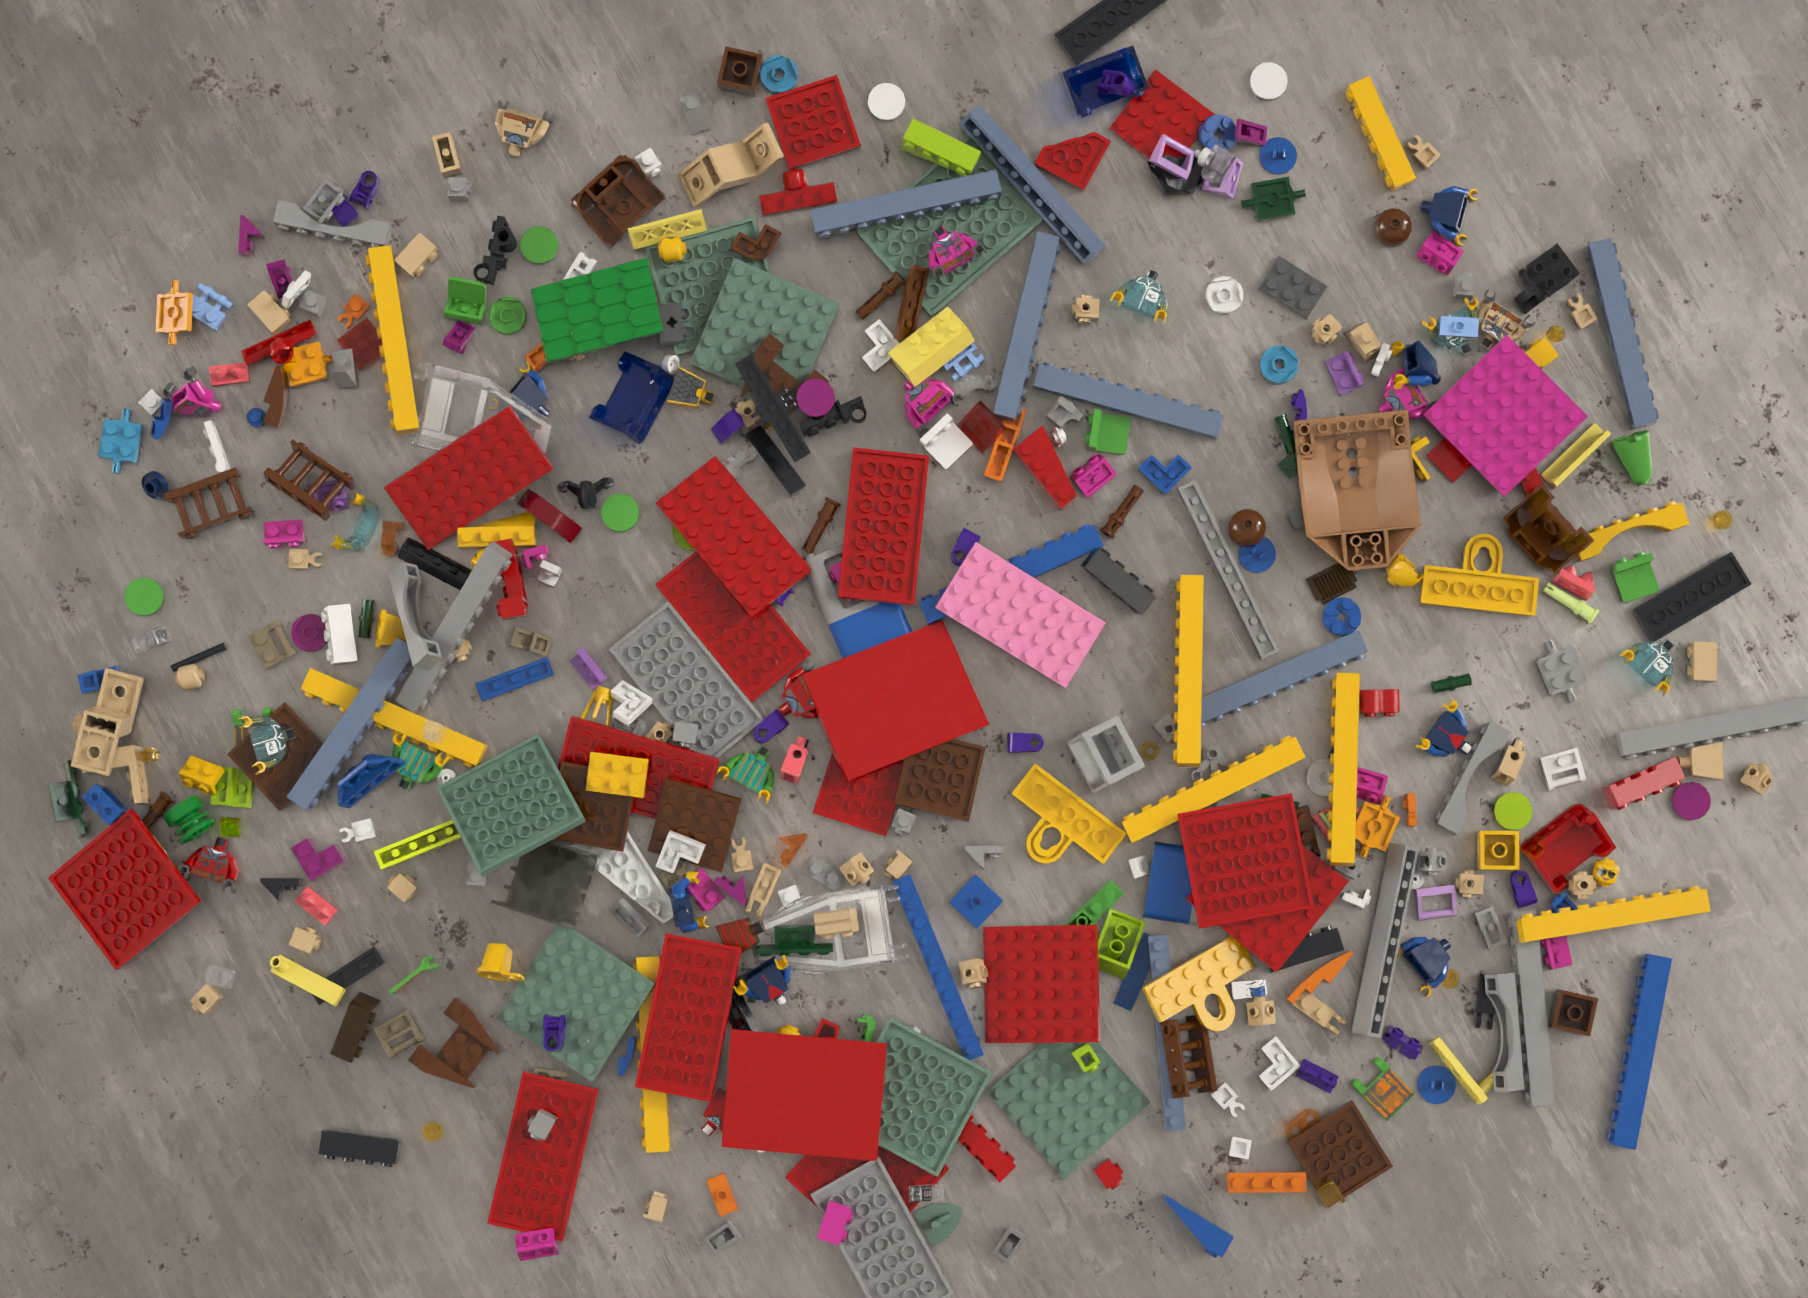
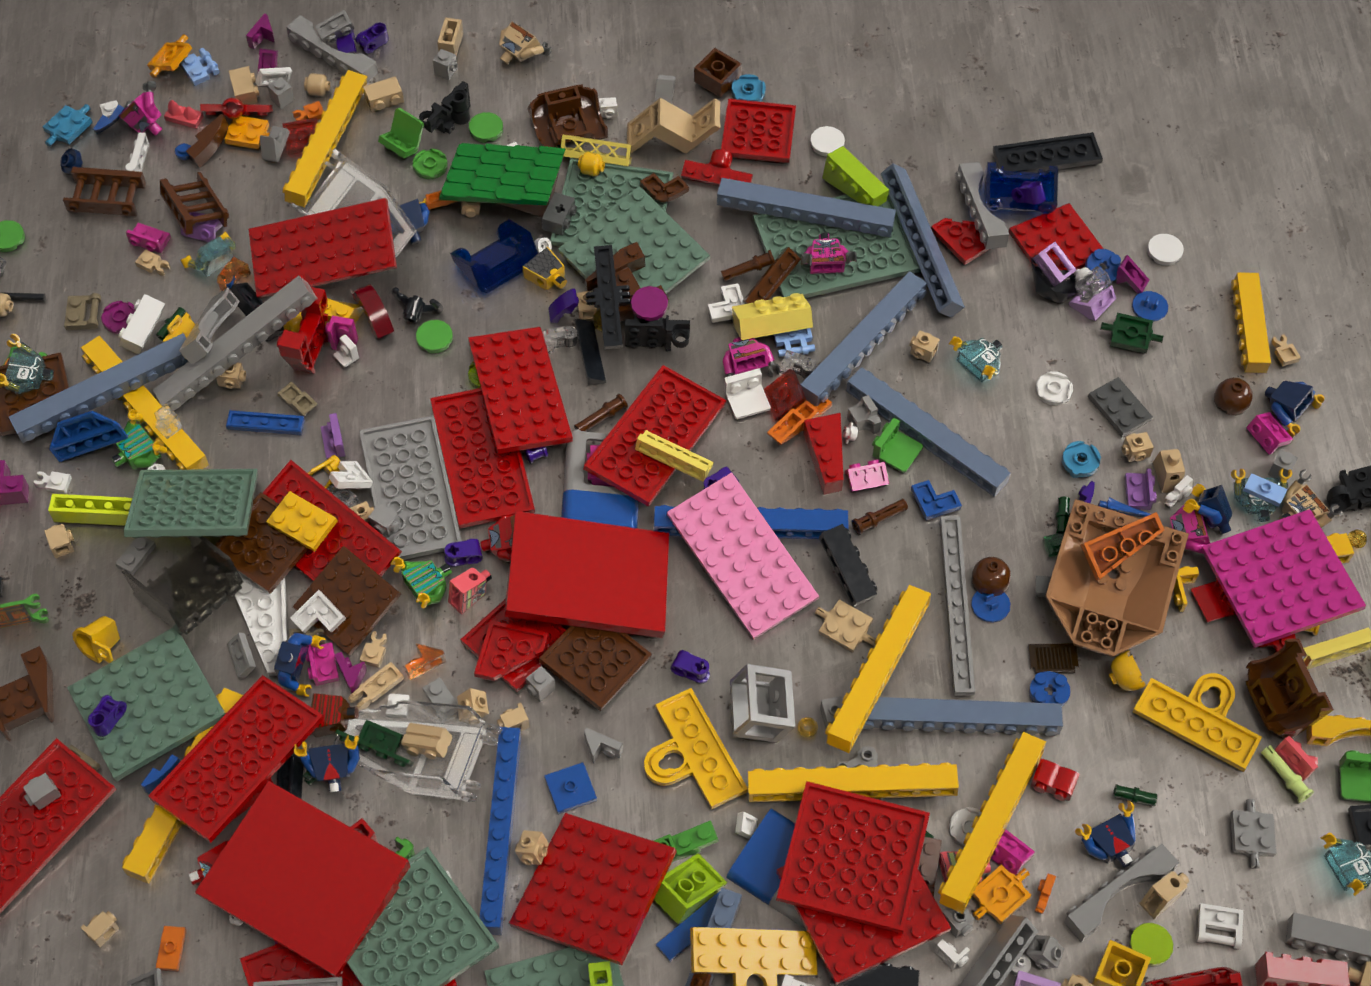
camera: 25 degrees right, 25 degrees down
(342, 275) = (316, 84): none -> tan head
(459, 337) = (379, 161): magenta slope -> none
(861, 804) = (507, 649): none -> red plate
(913, 548) = (673, 455): none -> light yellow fence
(1097, 146) = (991, 229): none -> light grey arch
(1140, 637) = (845, 626): none -> tan plate
(1326, 402) = (1122, 508): none -> blue piece
(1353, 452) = (1114, 547): none -> orange wedge

